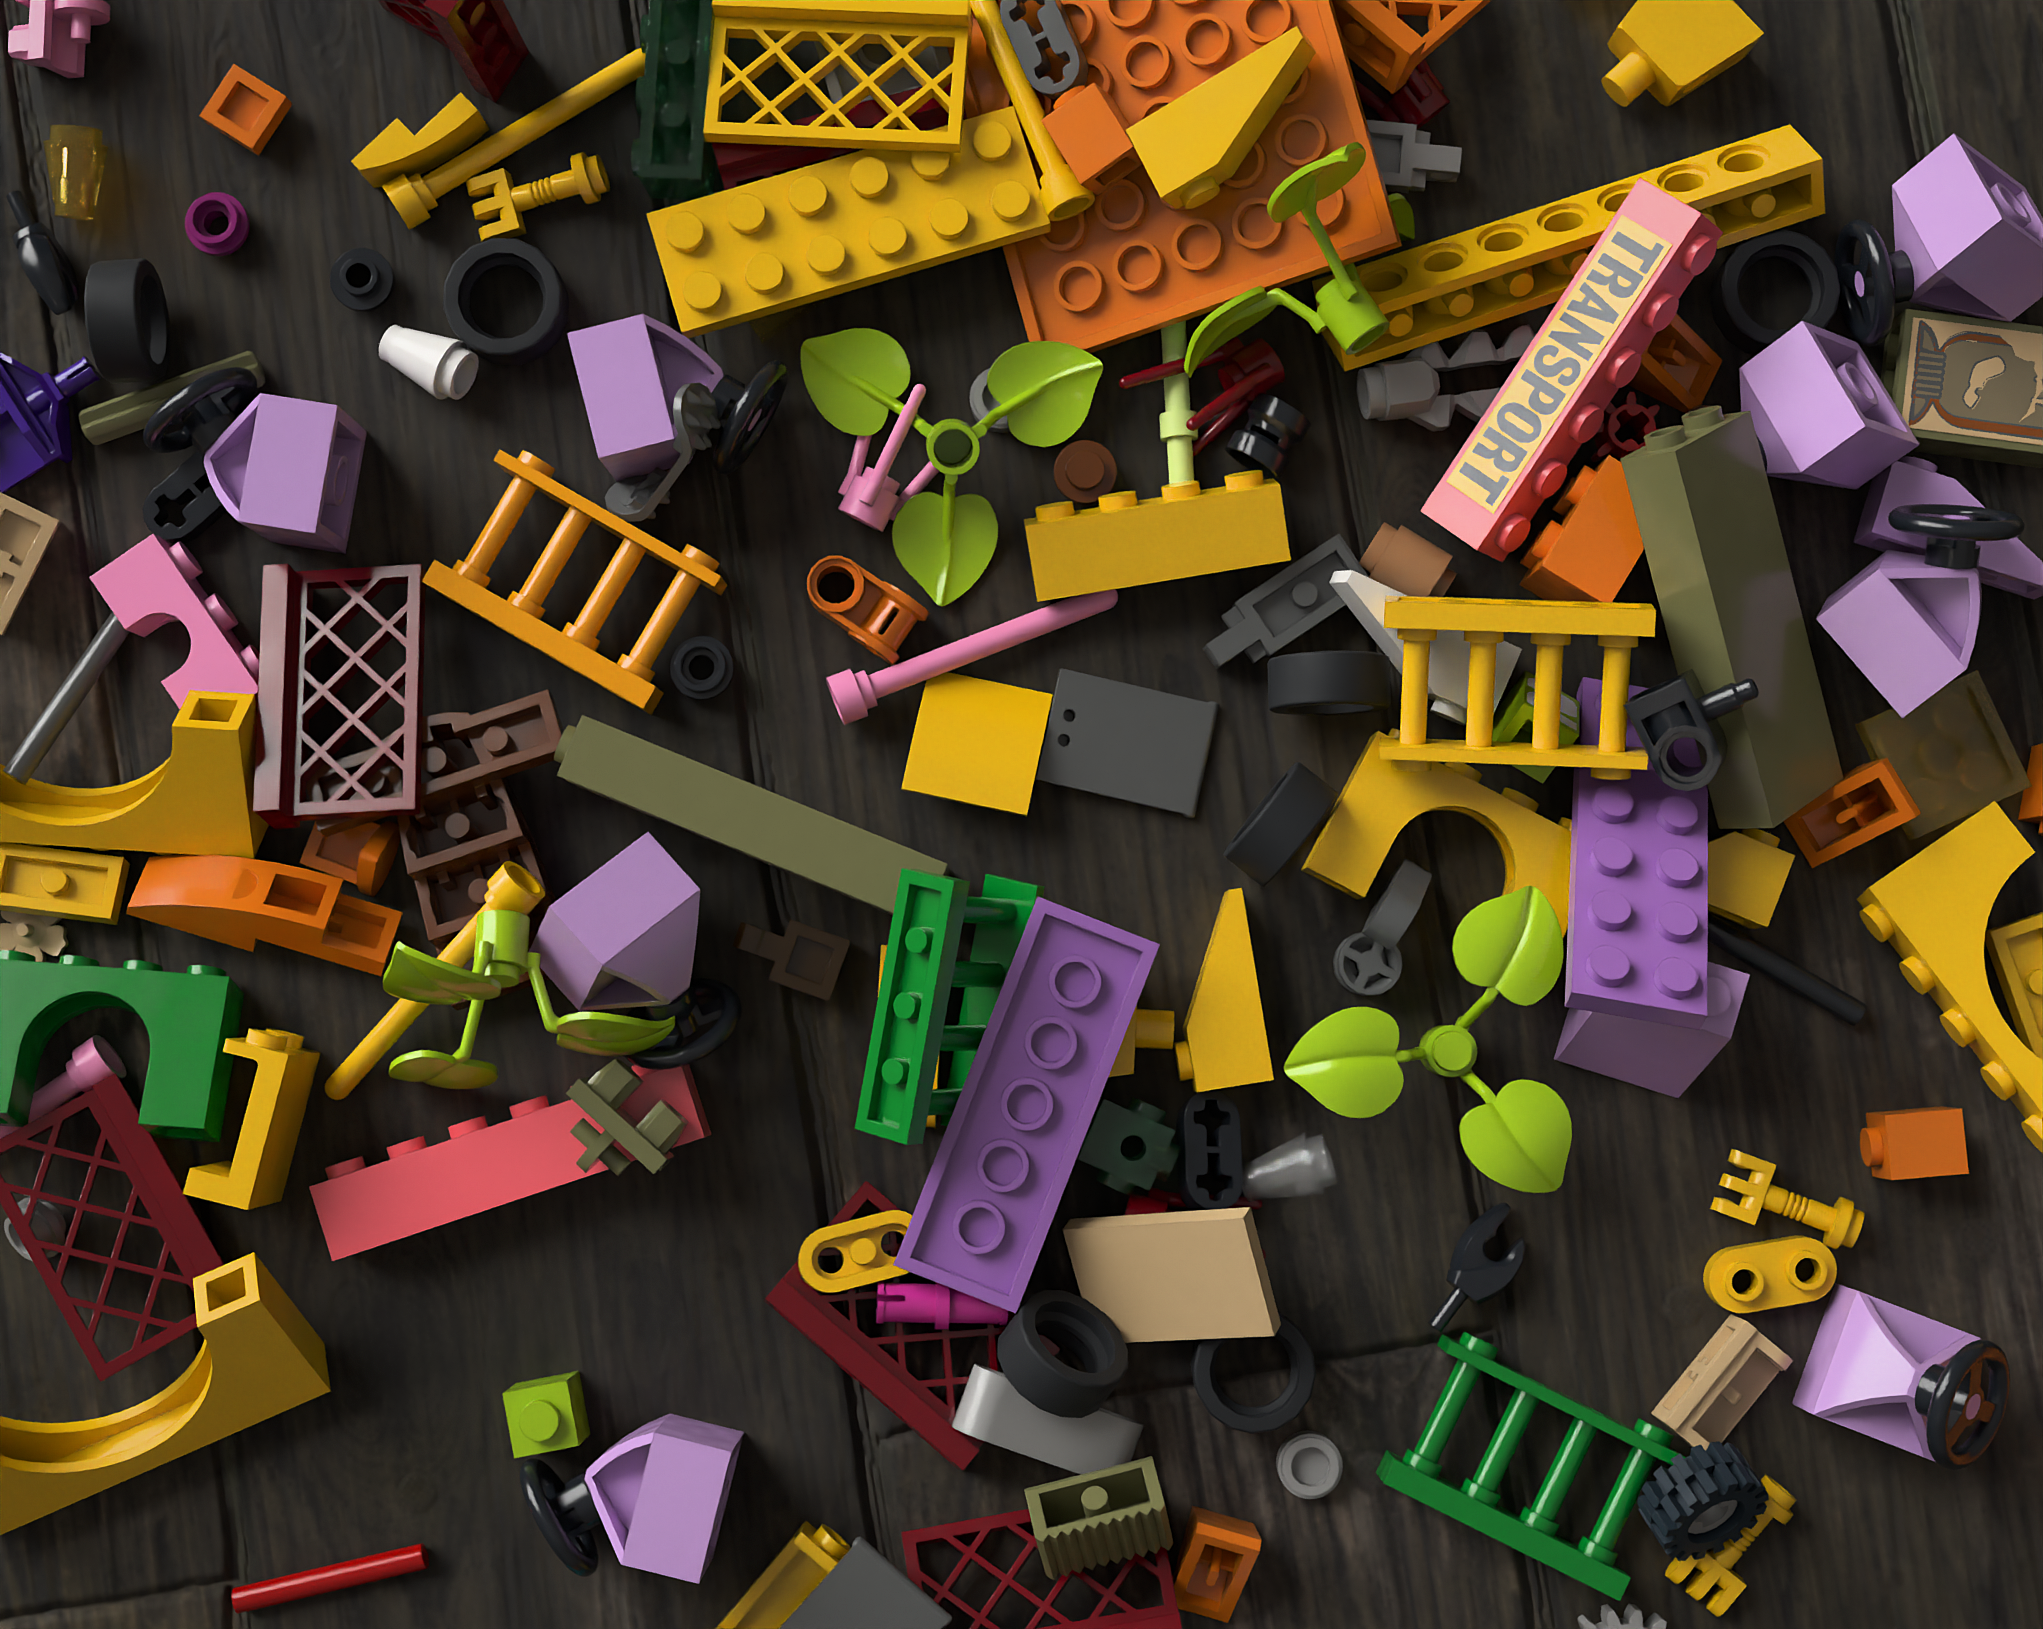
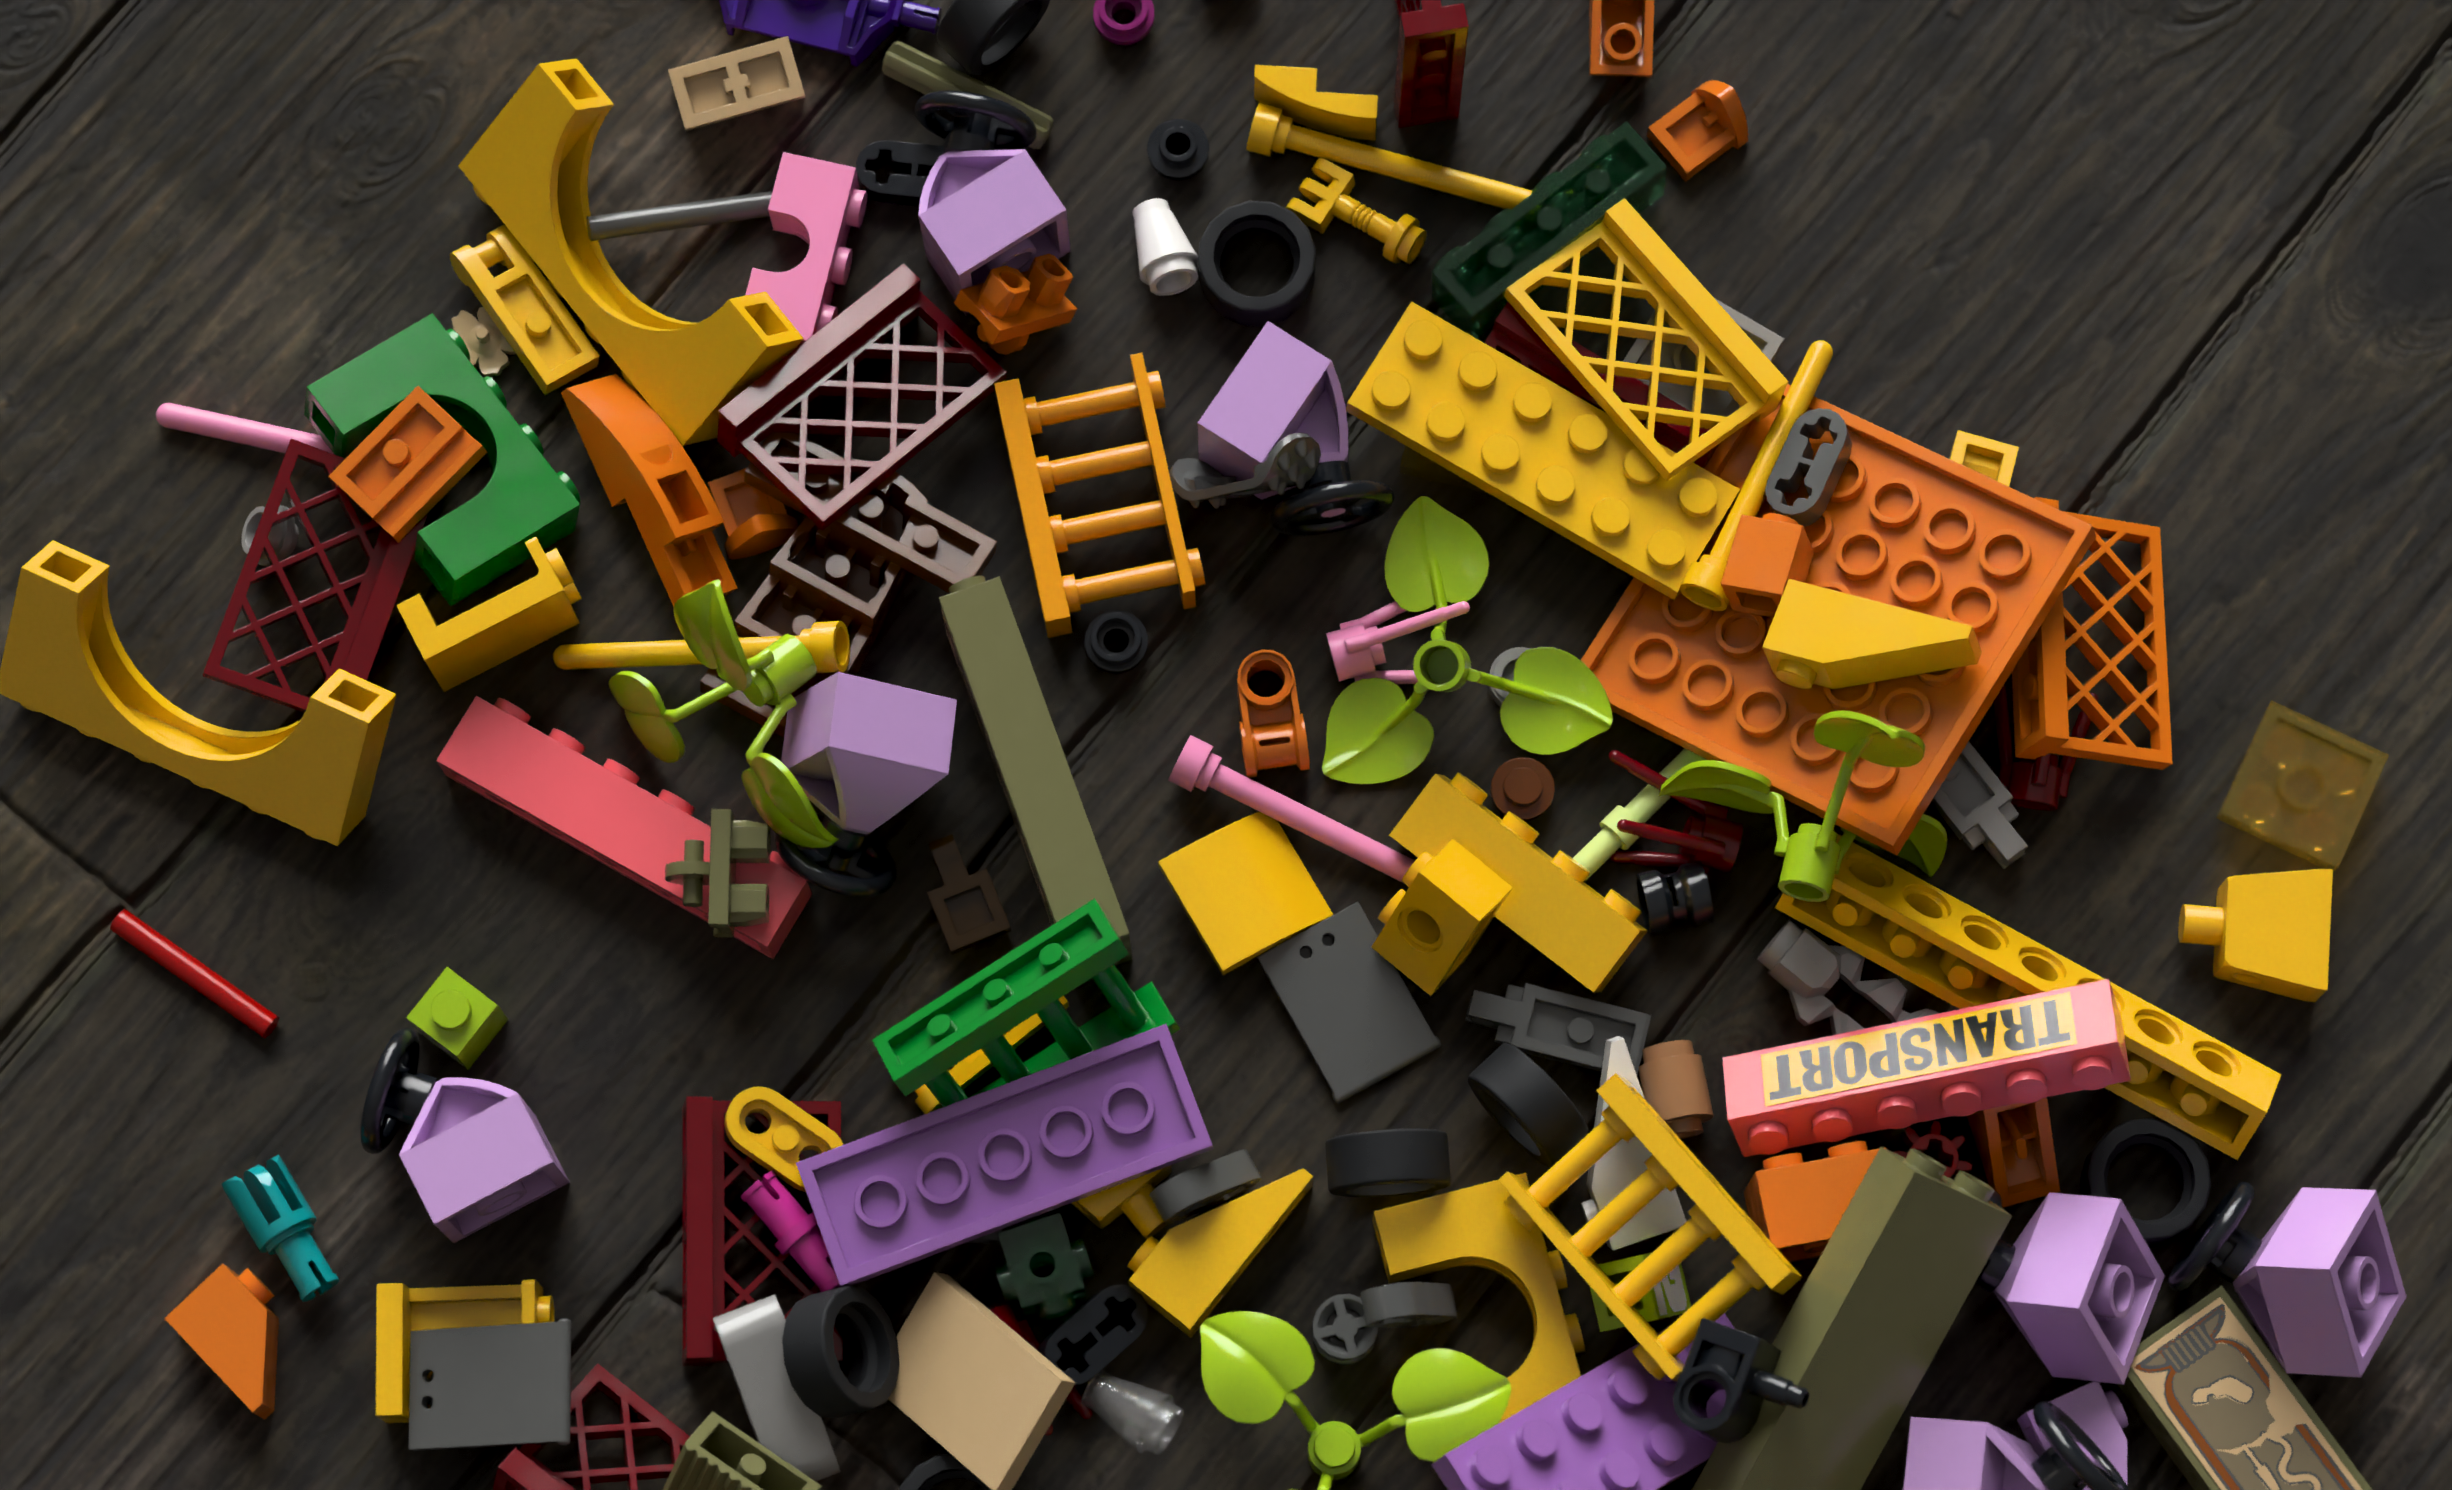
camera: 50 degrees right, 10 degrees down
(76, 1082) = (407, 464): none -> orange plate
(374, 506) = (1019, 303): none -> orange hips
(1133, 619) = (1439, 915): none -> yellow brick
(1175, 972) = (1205, 1186): none -> dark grey beam

